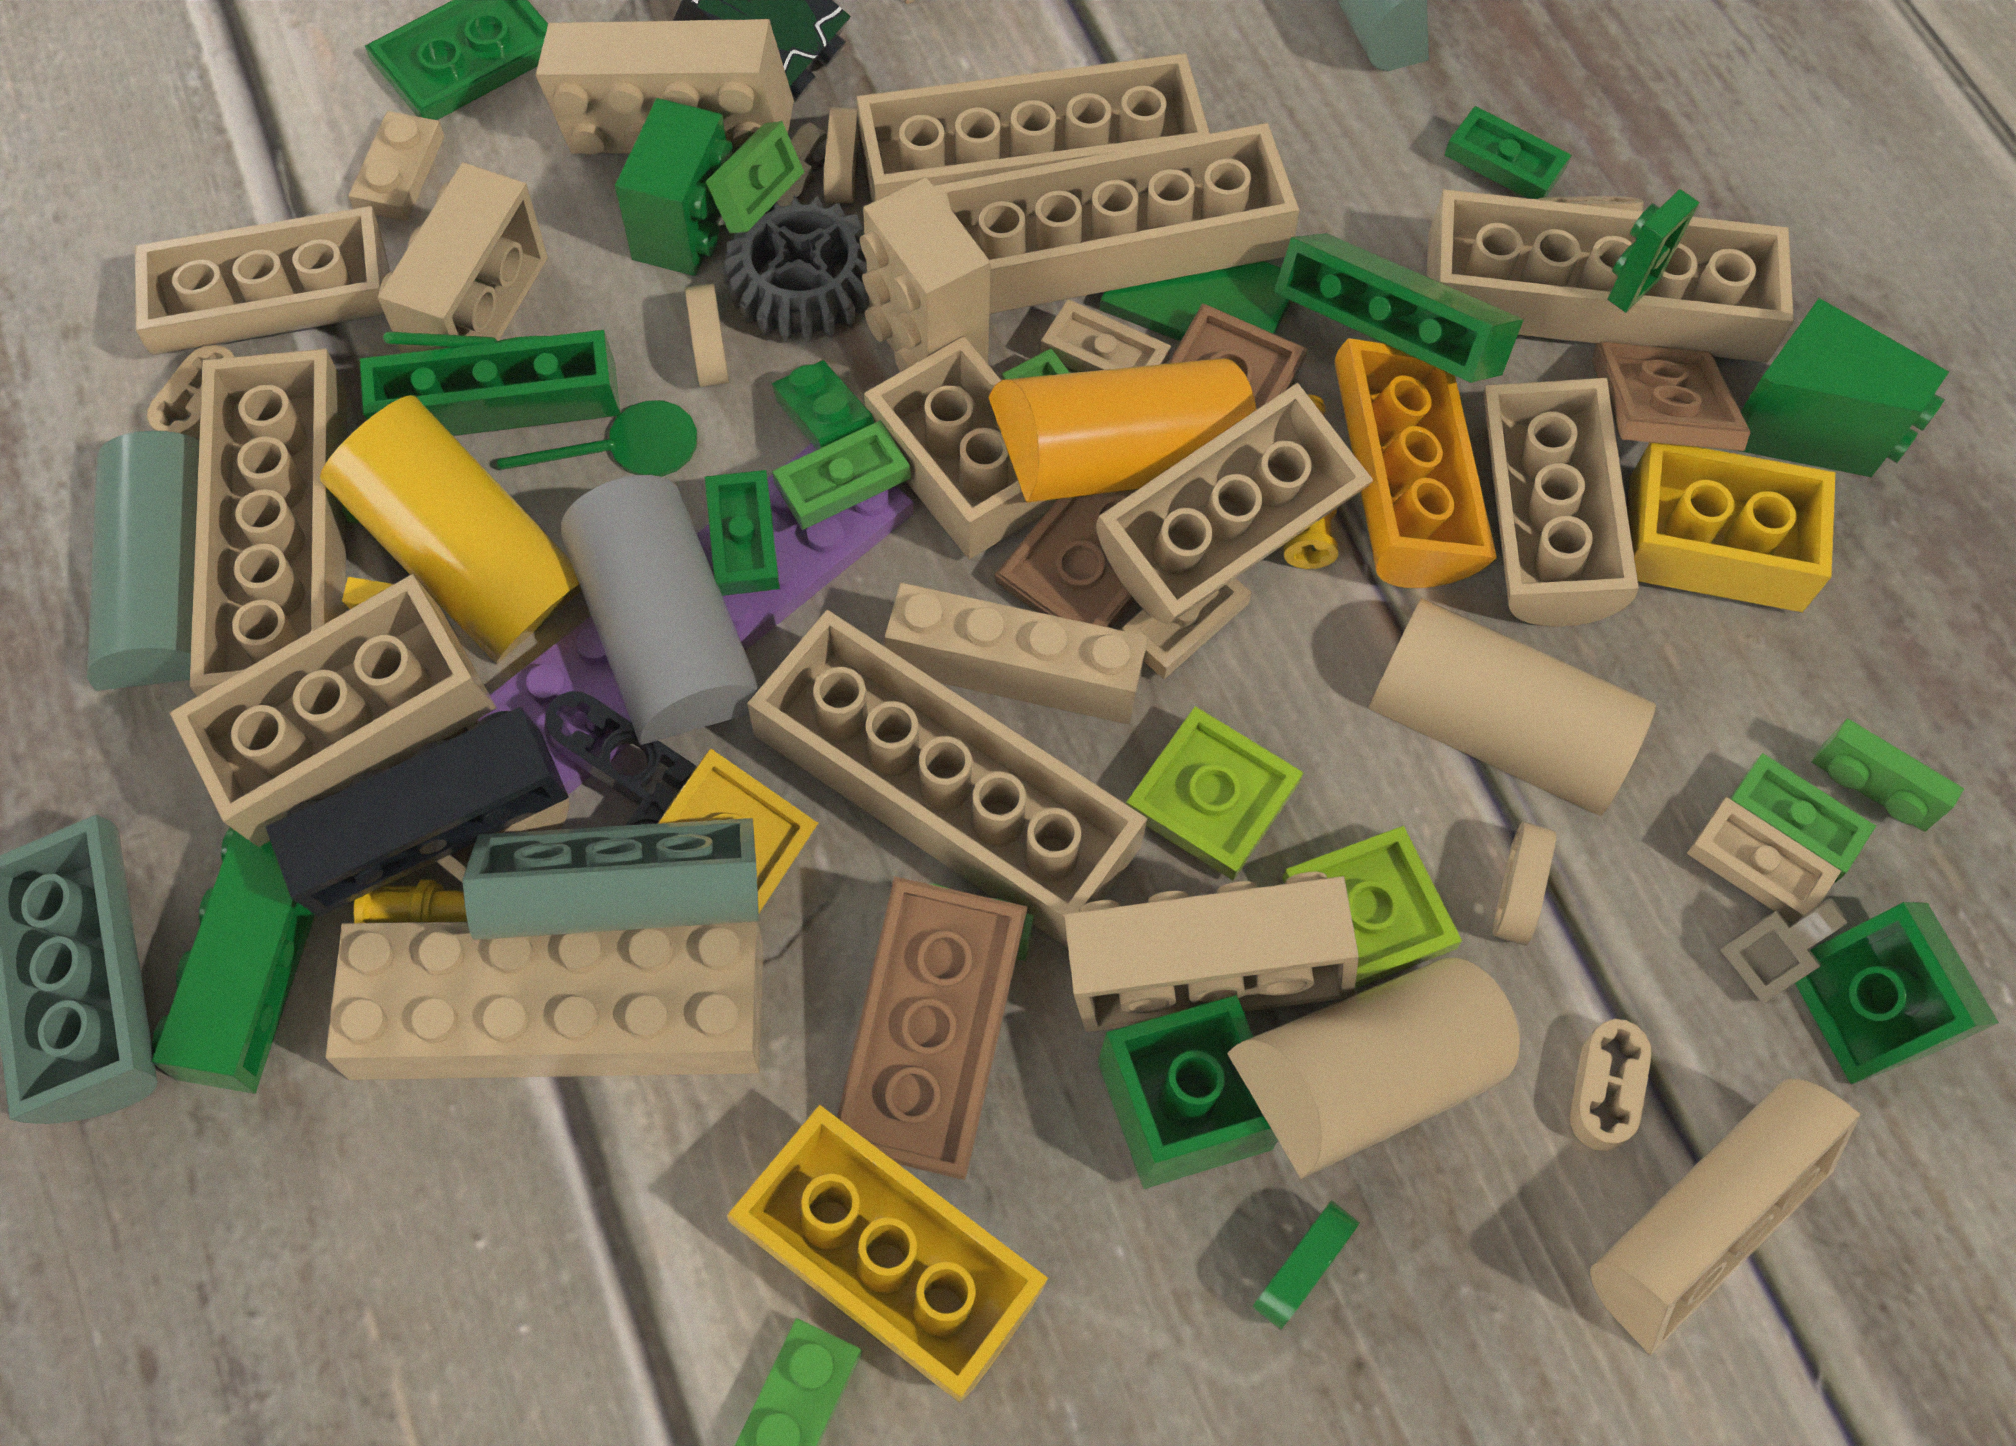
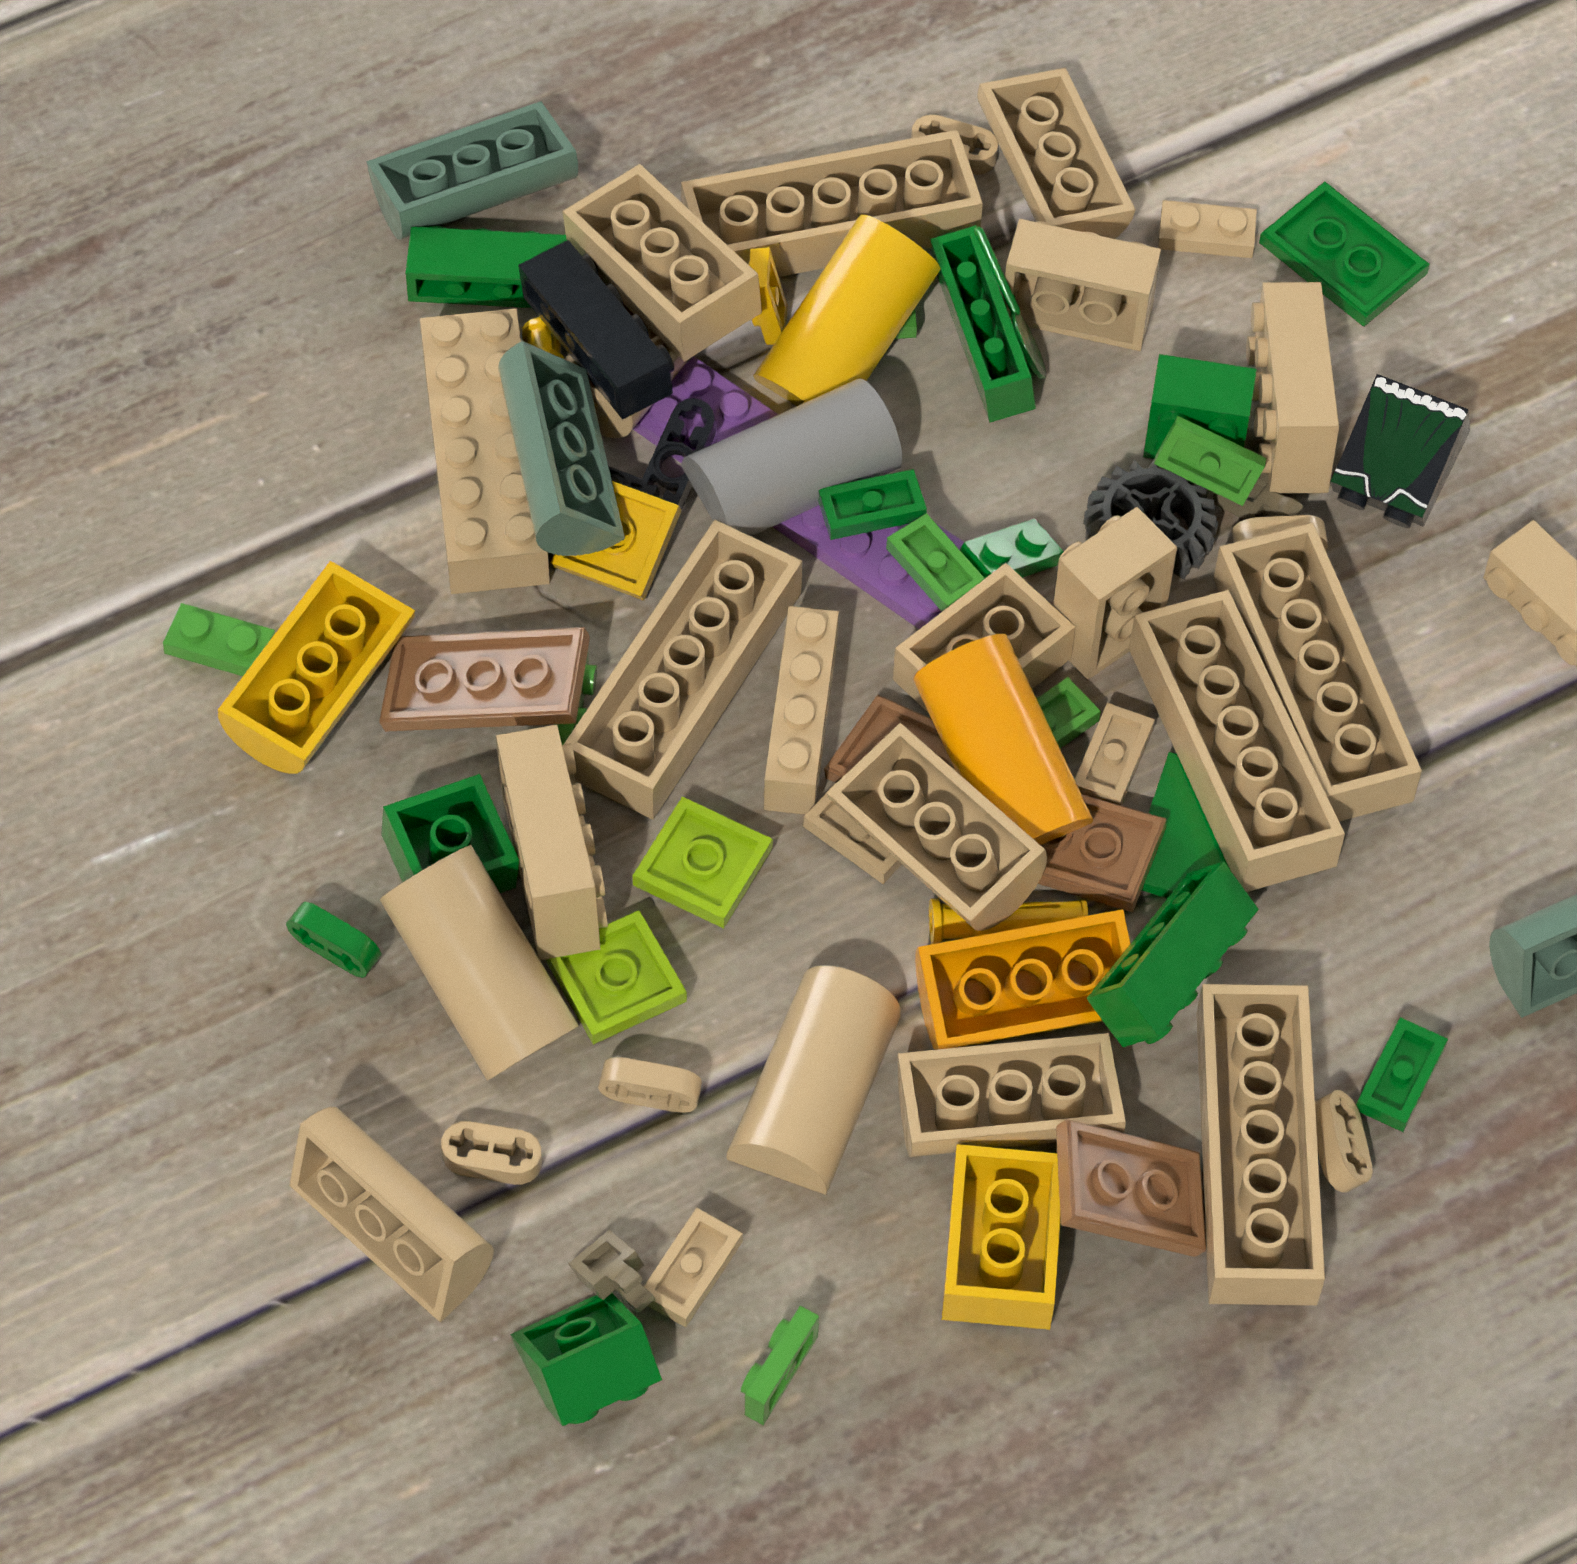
camera: 85 degrees right, 5 degrees down
(143, 560) = (799, 133): sand green brick -> none
(644, 440) = (971, 447): green piece -> none
(706, 335) = (1070, 465): tan beam -> none
(1646, 259) = (1231, 1118): green plate -> none
(1803, 813) = (735, 1297): bright green plate -> none
(1841, 396) = (1154, 1320): green slope -> none

